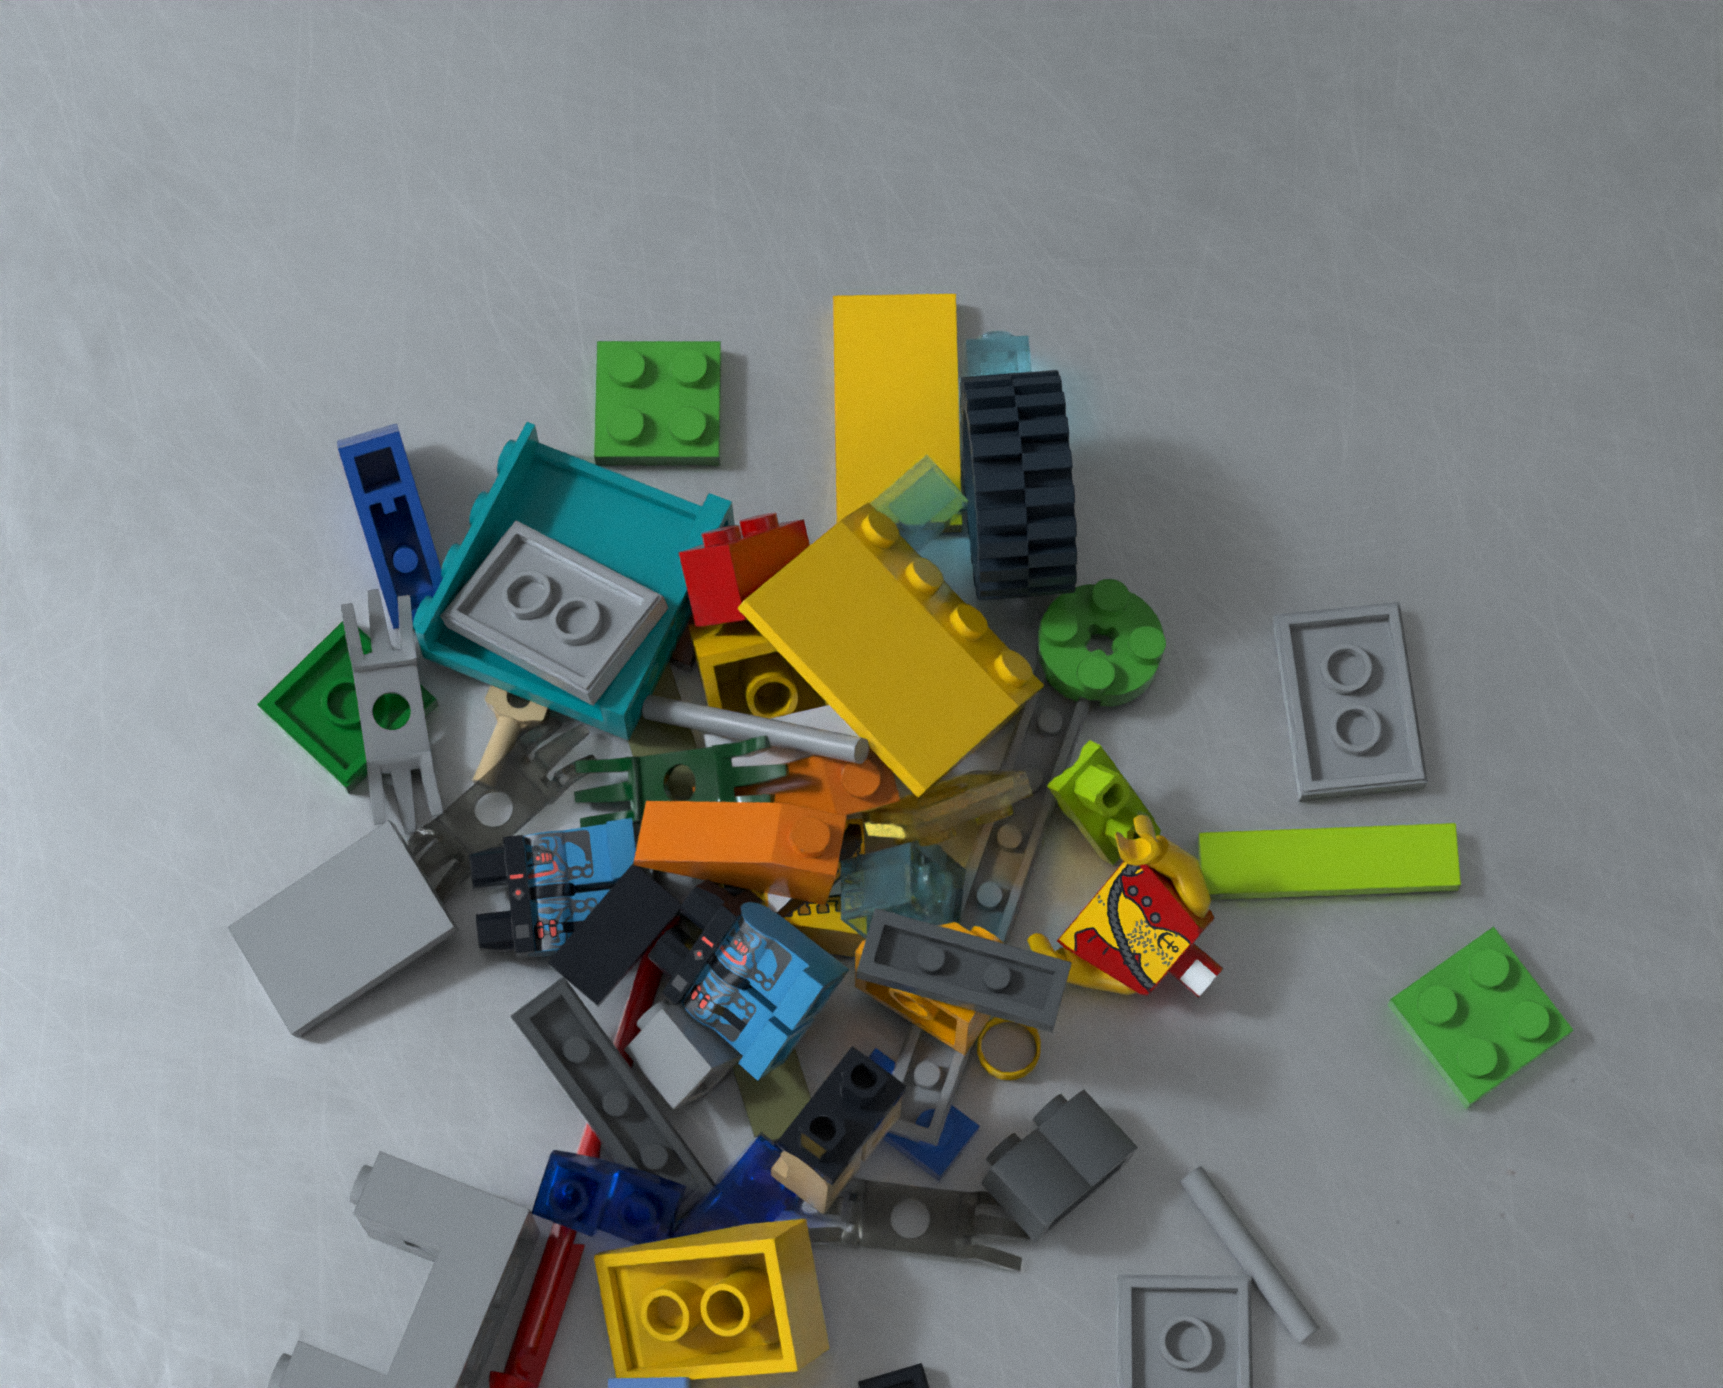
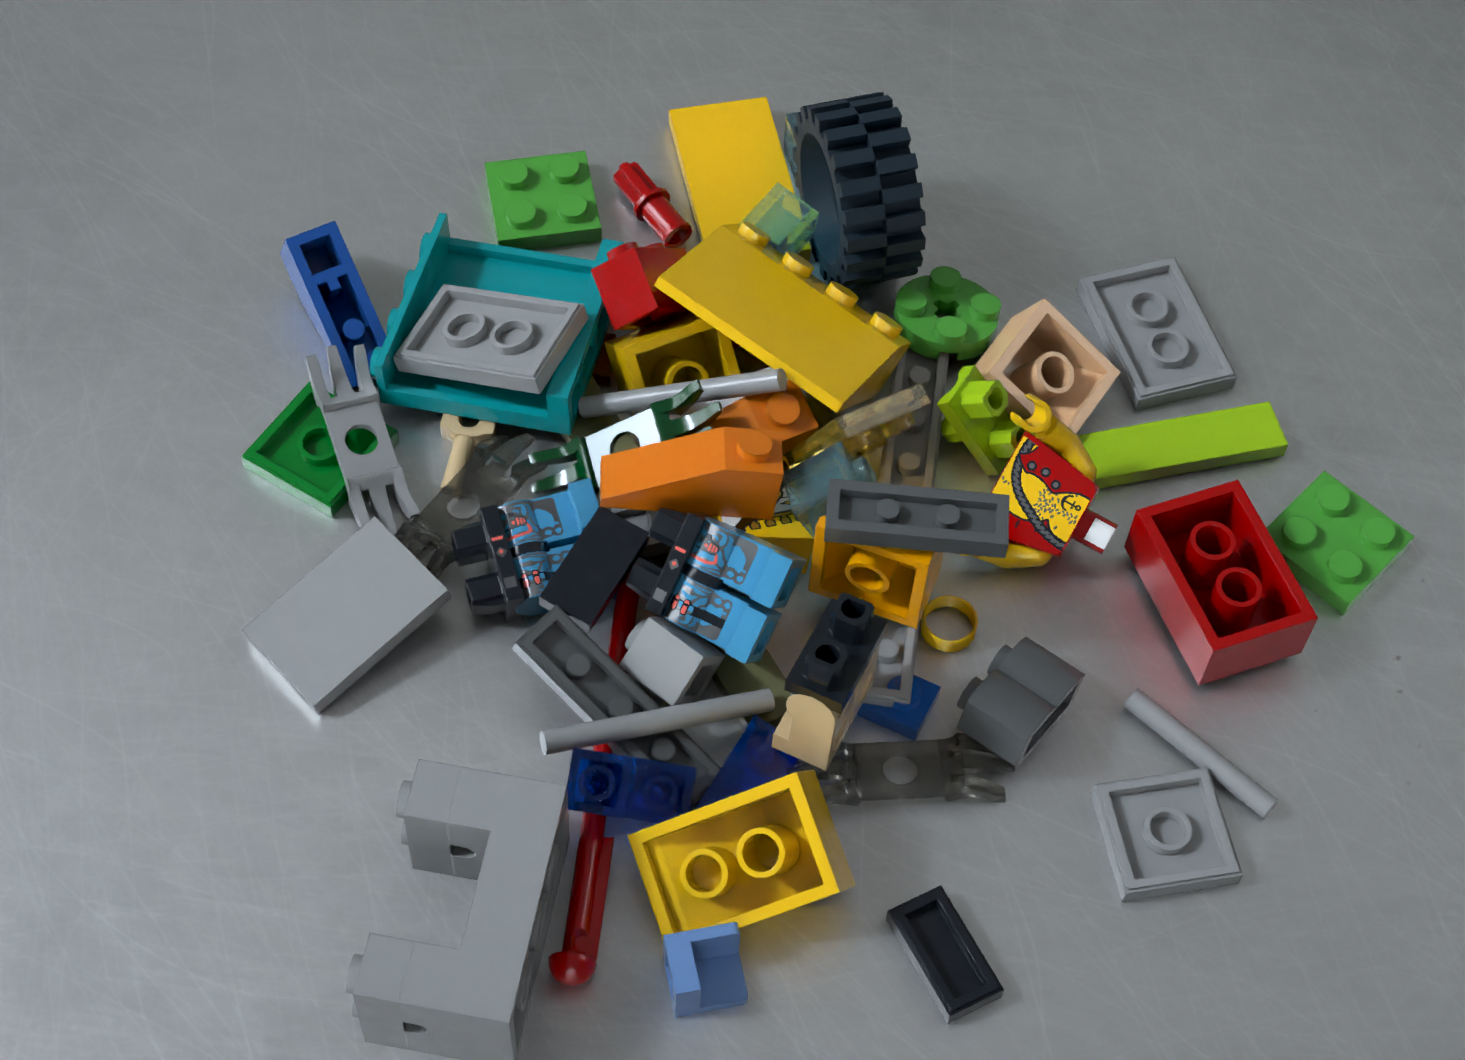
camera: 15 degrees left, 15 degrees down
(651, 1127) = (656, 721): none -> light grey bar
(785, 430) = (652, 205): none -> red axle
(1189, 753) = (1051, 360): none -> light nougat slope
(1320, 1058) = (1219, 582): none -> red brick

